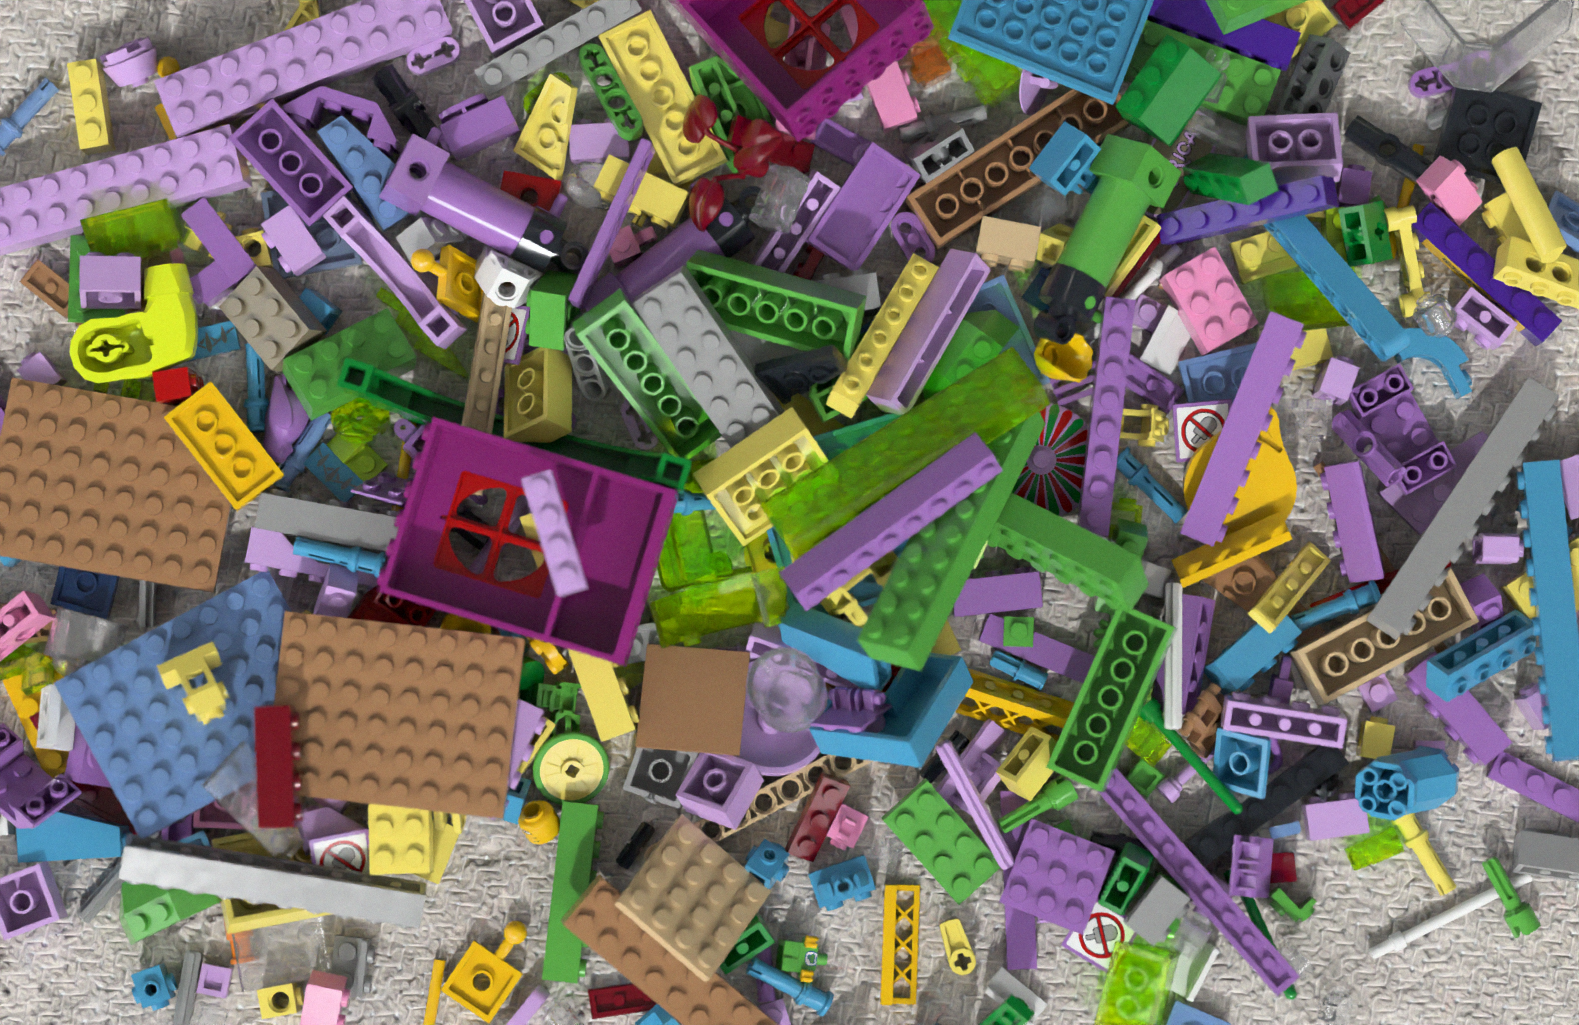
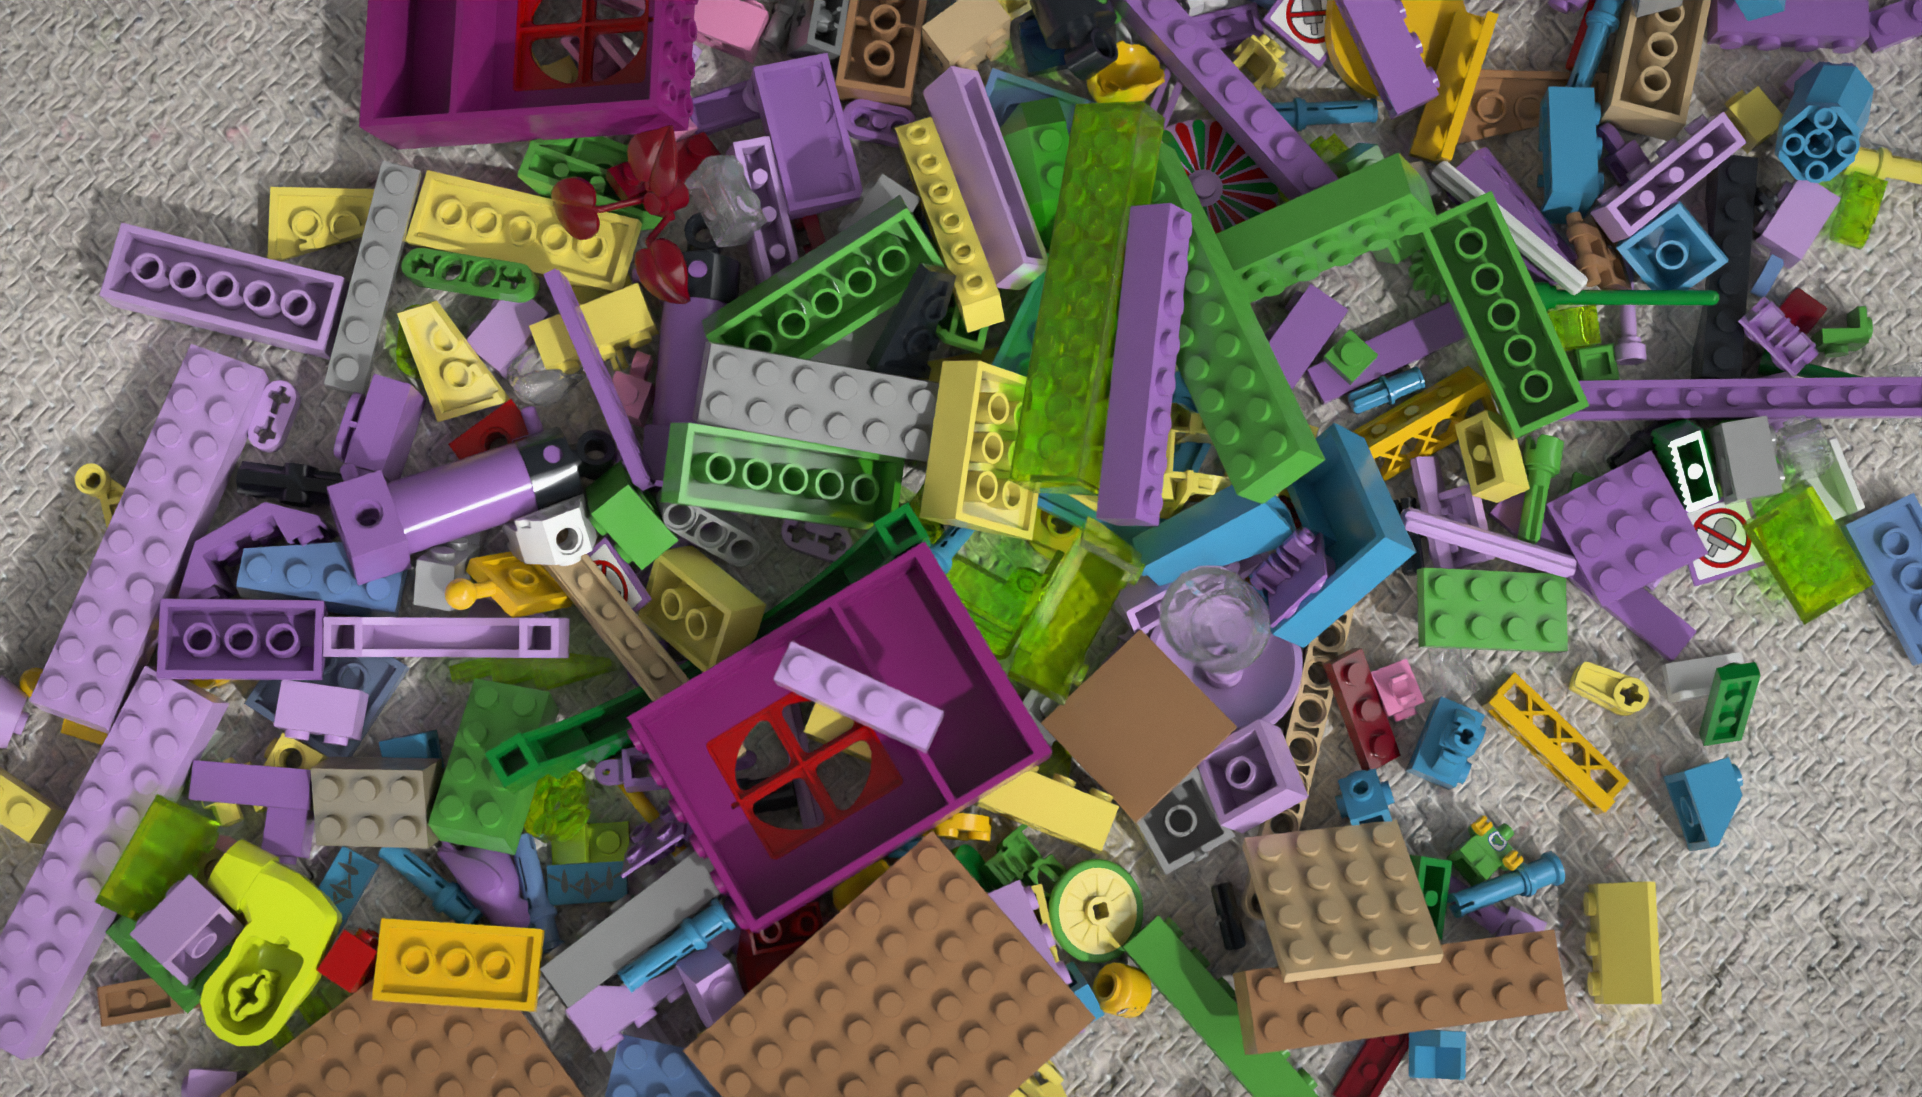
camera: 55 degrees left, 5 degrees down
(1289, 587) = (1538, 64): light yellow tile -> none
(1377, 693) = (1710, 81): lavender plate -> none

